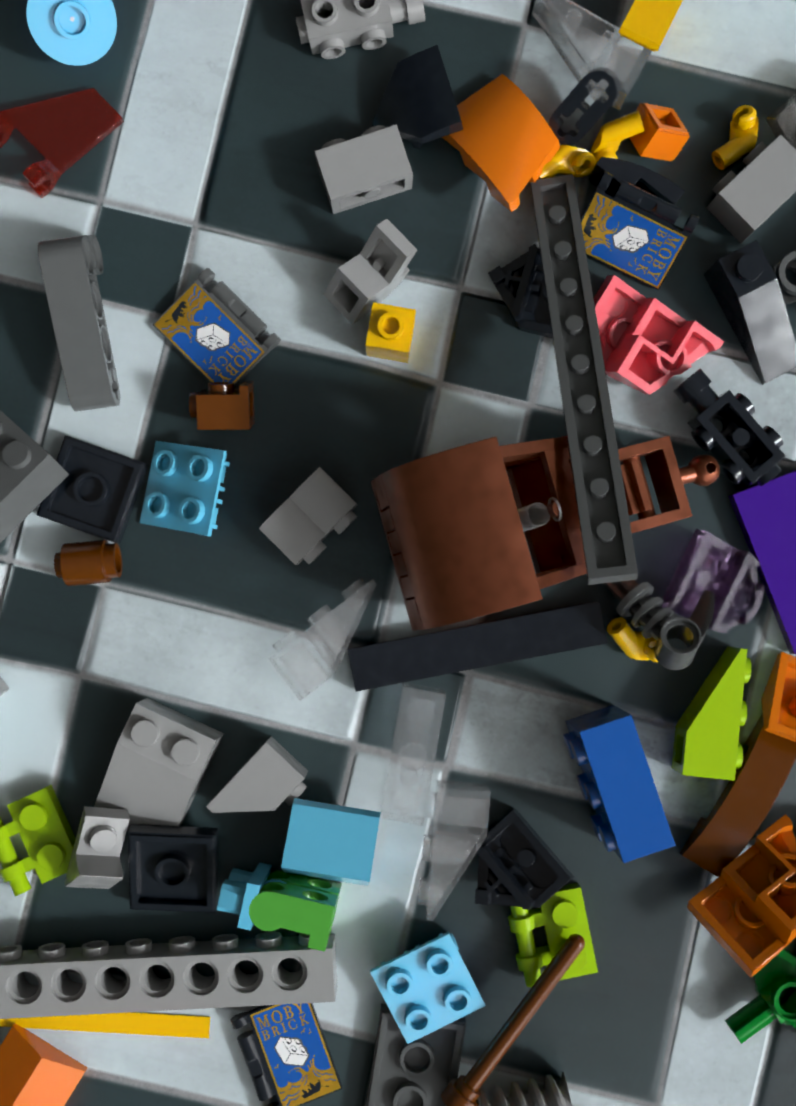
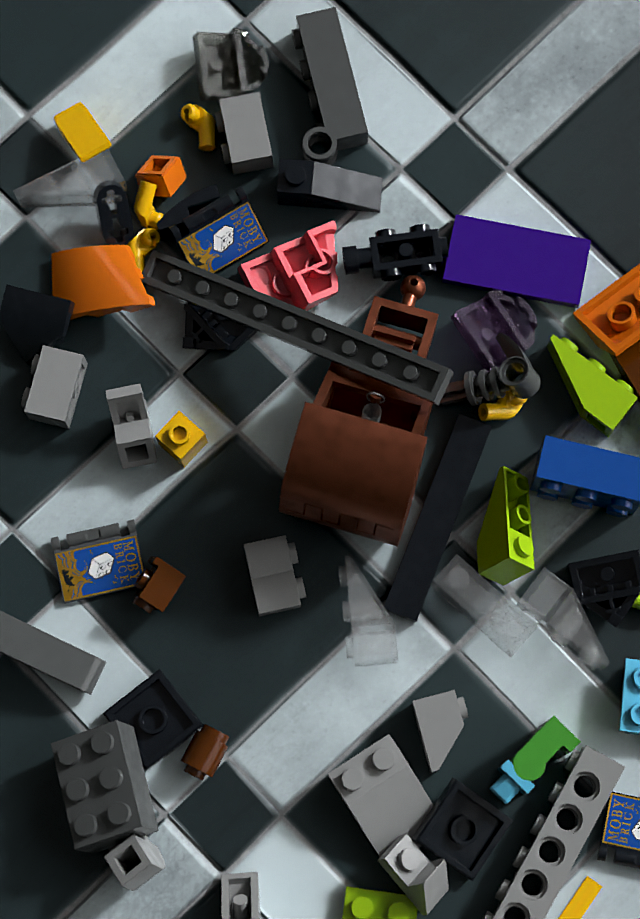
camera: 50 degrees left, 10 degrees down
(184, 488) = (195, 652): medium azure hinge -> none
(330, 842) = (513, 702): medium azure slope -> none
(505, 727) = (506, 532): none -> lime slope

